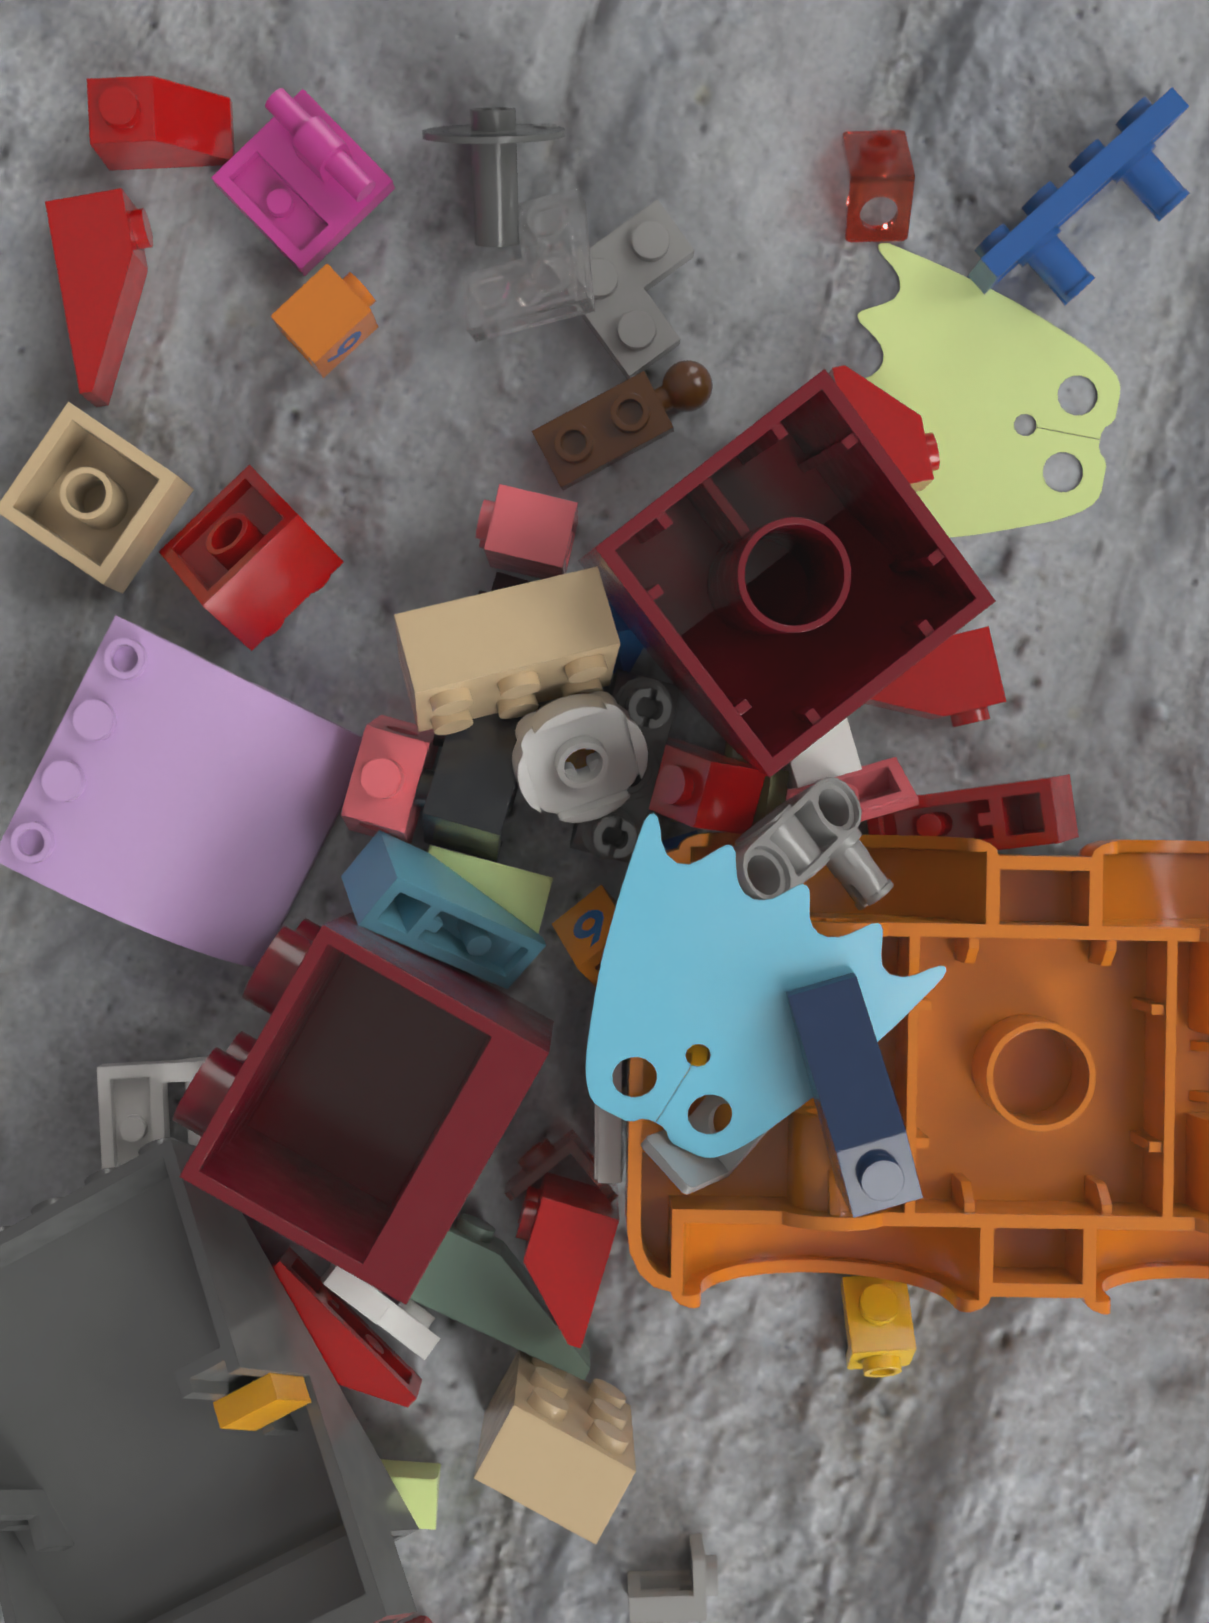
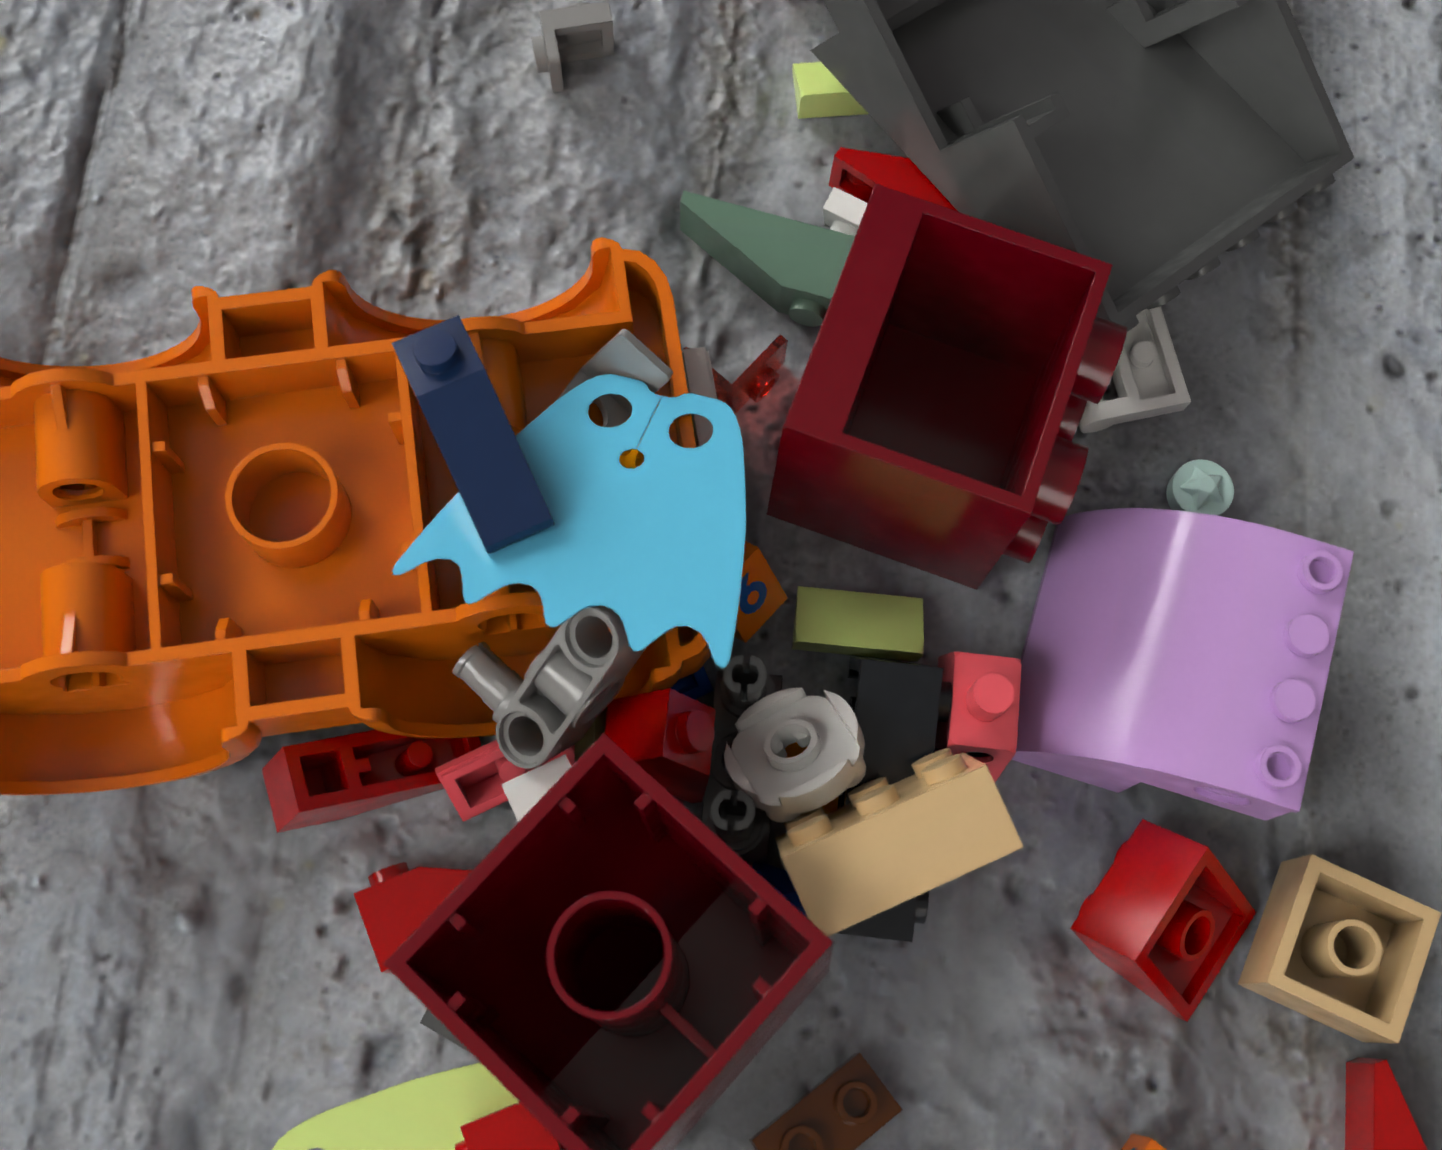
camera: 170 degrees right, 15 degrees down
(108, 973) = (1200, 488): none -> light aqua tile
(261, 1402) = (979, 115): light orange tile -> none
(436, 911) = (908, 589): medium azure slope -> none
(527, 532) = (888, 986): coral brick -> none
(558, 1445) = (700, 120): tan brick -> none
(567, 1247) = (722, 296): red slope -> none
(877, 1325) = (413, 280): yellow bracket -> none

